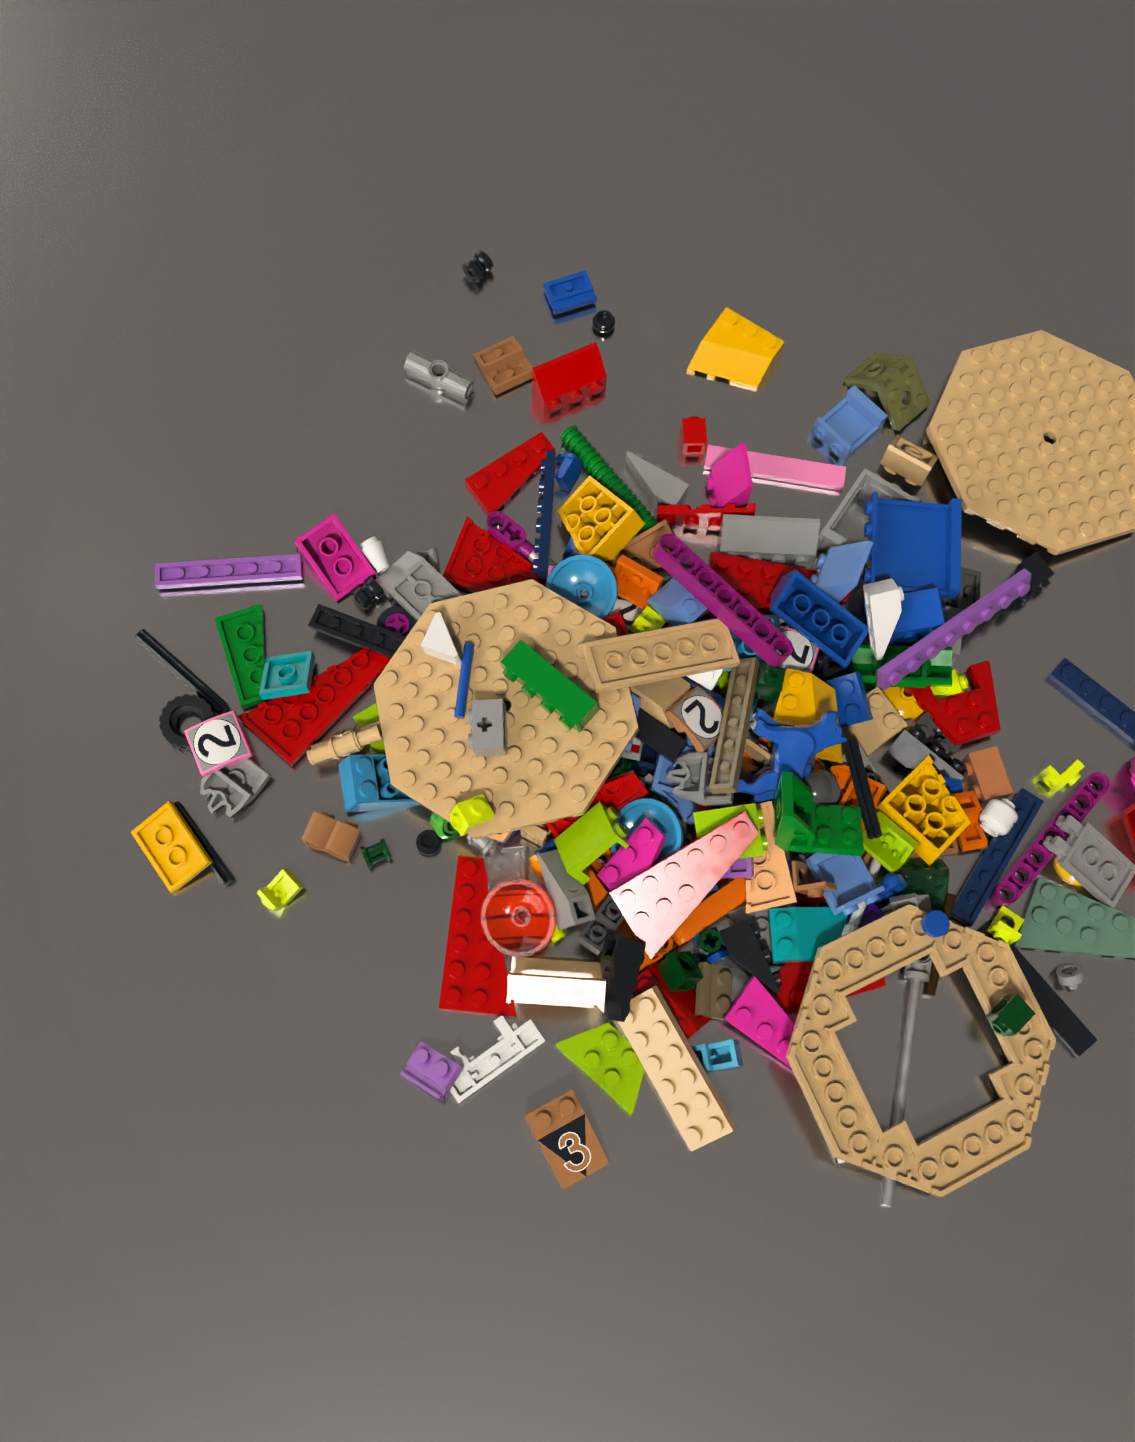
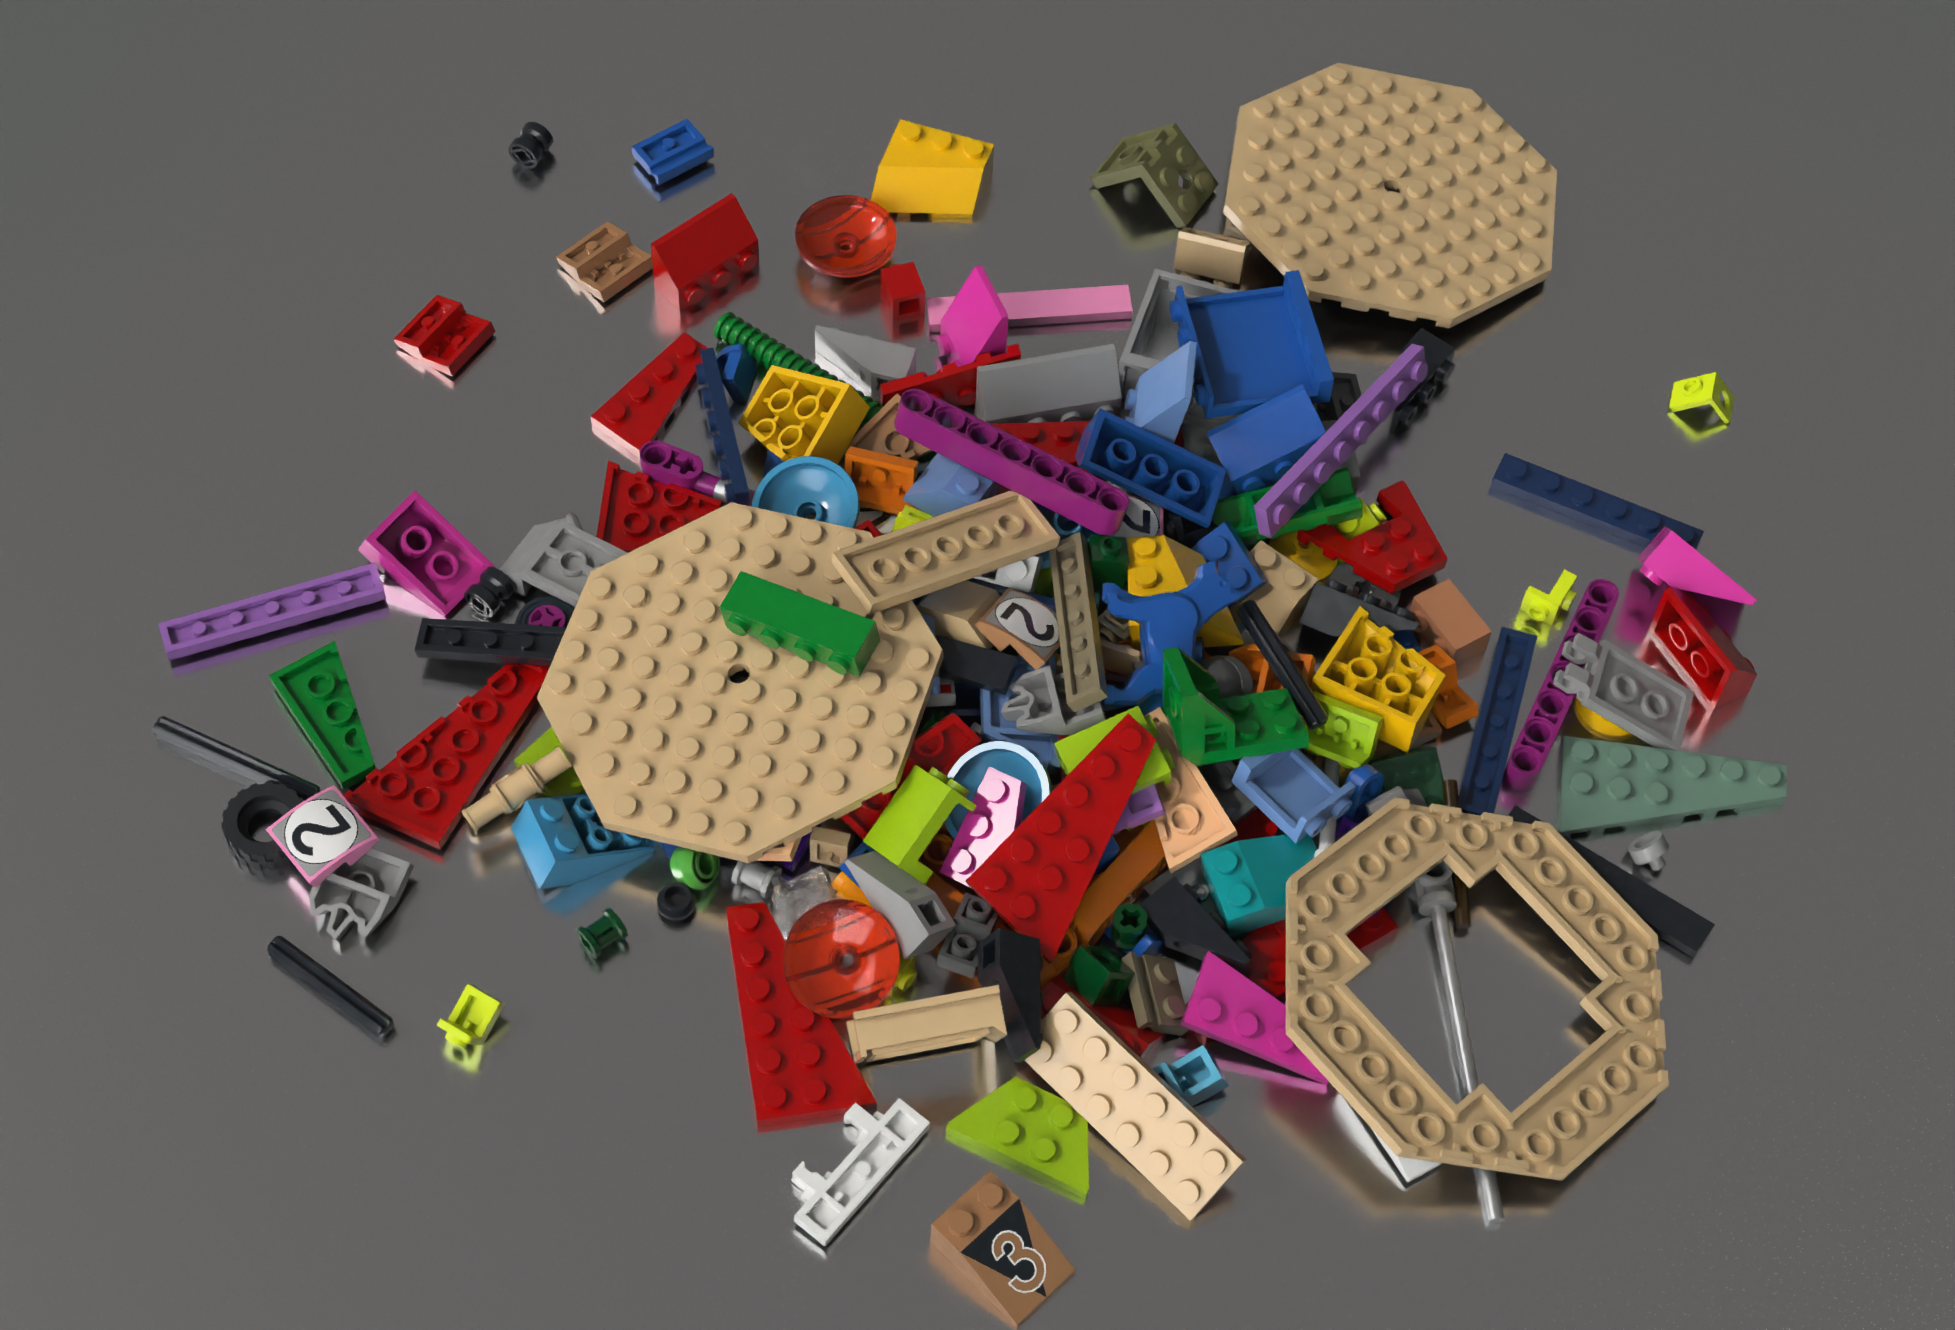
camera: 15 degrees left, 15 degrees down
(171, 847) = (286, 999): yellow tile -> none
(287, 675) = (401, 724): teal plate -> none
(332, 835) = (528, 925): medium nougat brick -> none
(375, 553) = (487, 539): white cone -> none
(386, 395) = (444, 335): none -> red slope
(428, 368) = (514, 290): light grey piece -> none
(431, 1071) = (772, 1206): medium lavender plate -> none
(439, 641) = (623, 611): white slope -> none
(464, 681) = (672, 653): blue bar -> none
(471, 814) = (732, 820): neon yellow bracket -> none
(495, 739) = (721, 682): light grey brick -> none
(603, 321) = (731, 177): black plate -> none
(669, 376) = (845, 236): none -> clear red dish
(813, 889) = (1252, 809): medium nougat bracket -> none
(849, 423) = (1116, 230): medium blue panel -> none
(882, 612) = (1237, 435): white slope -> none
(935, 923) = (1439, 813): blue tile -> none
(998, 817) = (1481, 666): white head -> none
(1004, 932) = (1539, 805): neon yellow bracket -> none
(1010, 1015) = (1582, 909): dark green brick -> none

